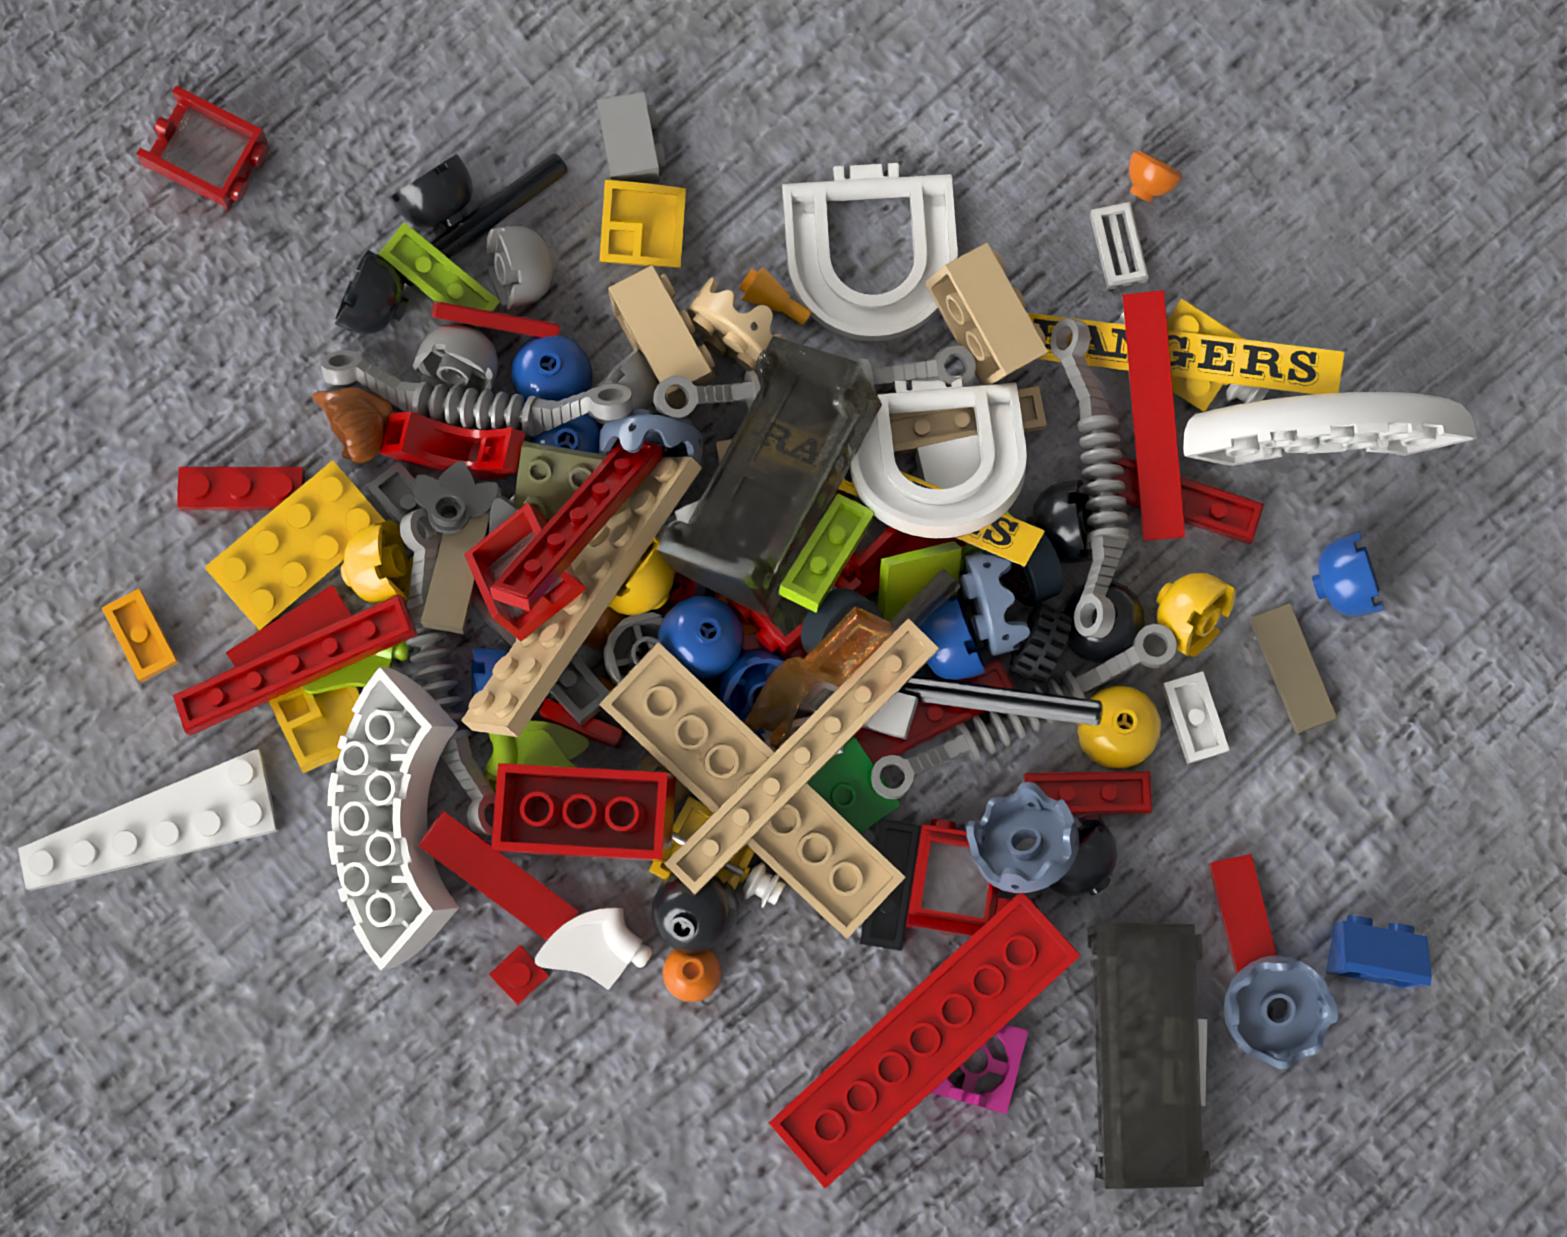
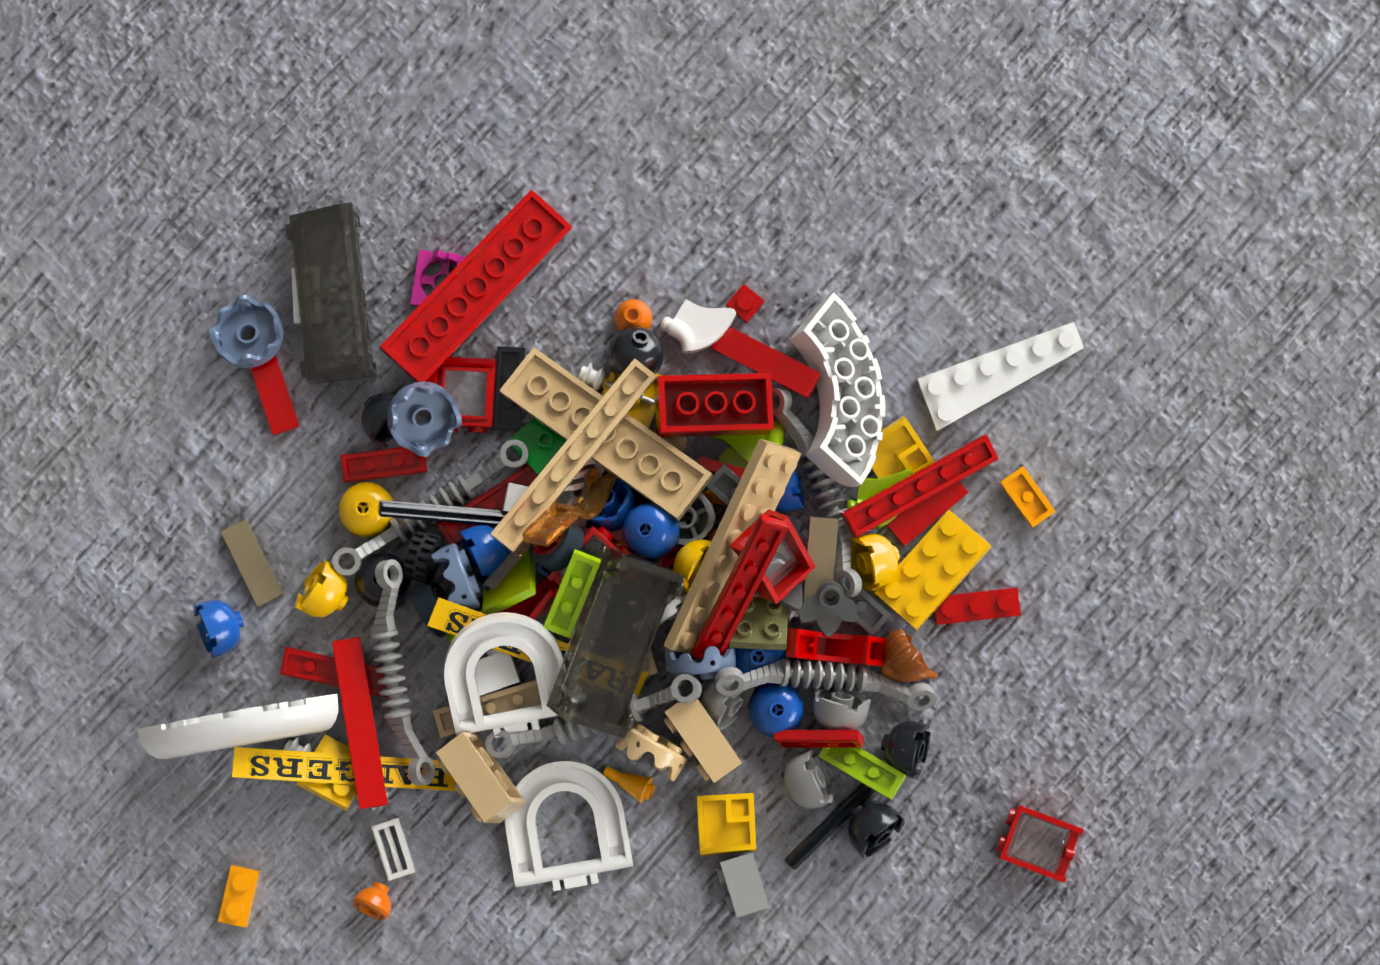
camera: 175 degrees right, 5 degrees up
(1063, 518) = (416, 642): black cylinder -> none
(1195, 717) = (315, 521): white plate -> none
(1341, 206) = (239, 896): none -> light orange plate
(1379, 954) = (183, 376): blue slope -> none

